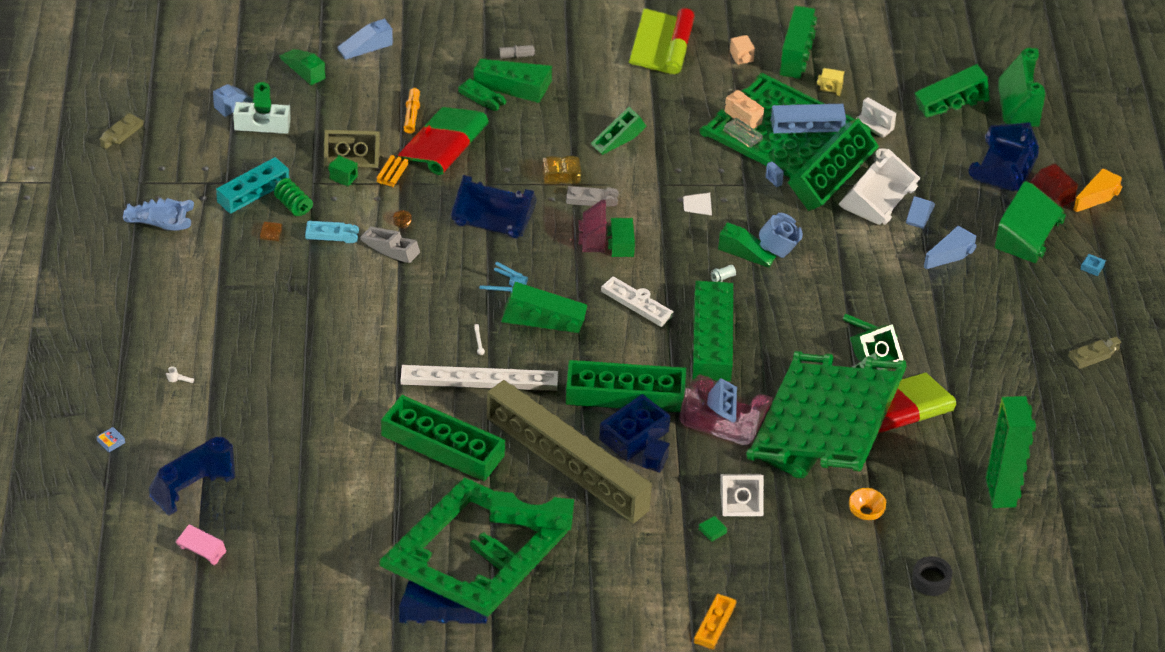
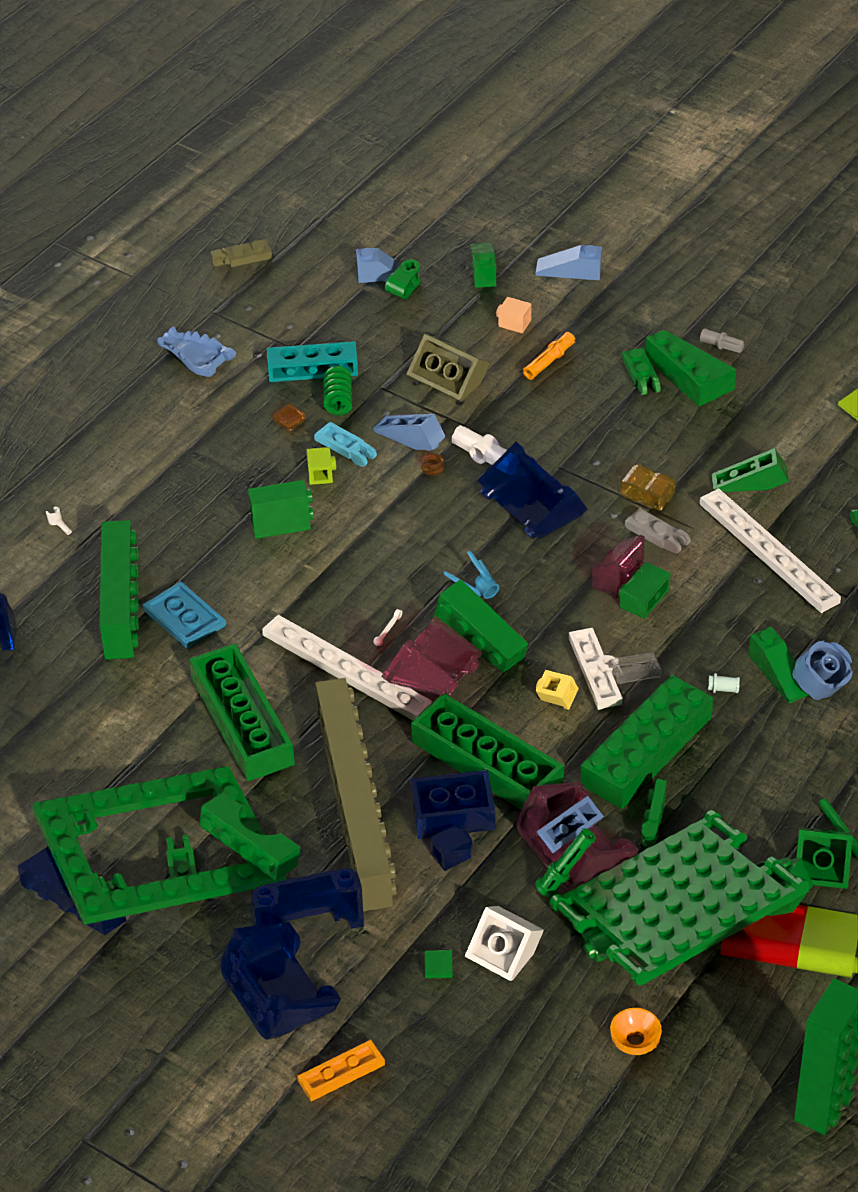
camera: 40 degrees right, 0 degrees up
(249, 120) = (369, 291): light aqua arch -> none
(279, 399) = (119, 590): none -> green brick
(329, 254) = (320, 465): none -> lime brick
(333, 397) = (184, 615): none -> dark azure tile
(337, 294) = (280, 509): none -> green brick
(343, 171) = (416, 387): green brick -> none
(362, 92) = (514, 314): none -> light nougat brick
(371, 201) = (414, 431): none -> medium blue slope
(391, 244) = (392, 484): light grey slope -> none
(403, 164) = (470, 408): light orange tile -> none
(429, 192) = (480, 447): none -> white piece
(444, 138) = (556, 400): door -> none
(540, 344) = (433, 661): none -> clear pink windscreen
(621, 518) = (308, 896): none -> clear blue windscreen
(627, 320) = (557, 689): none -> light yellow brick
(627, 595) = (271, 982): none -> clear blue windscreen
(657, 295) = (636, 671): none -> clear tile
(674, 176) = (770, 550): none -> white plate
(698, 203) = (773, 594): white sticker -> none
(740, 433) = (559, 870): none -> green pin
(758, 372) = (653, 816): none -> green hinge
(934, 564) = (638, 1178): black tyre -> none

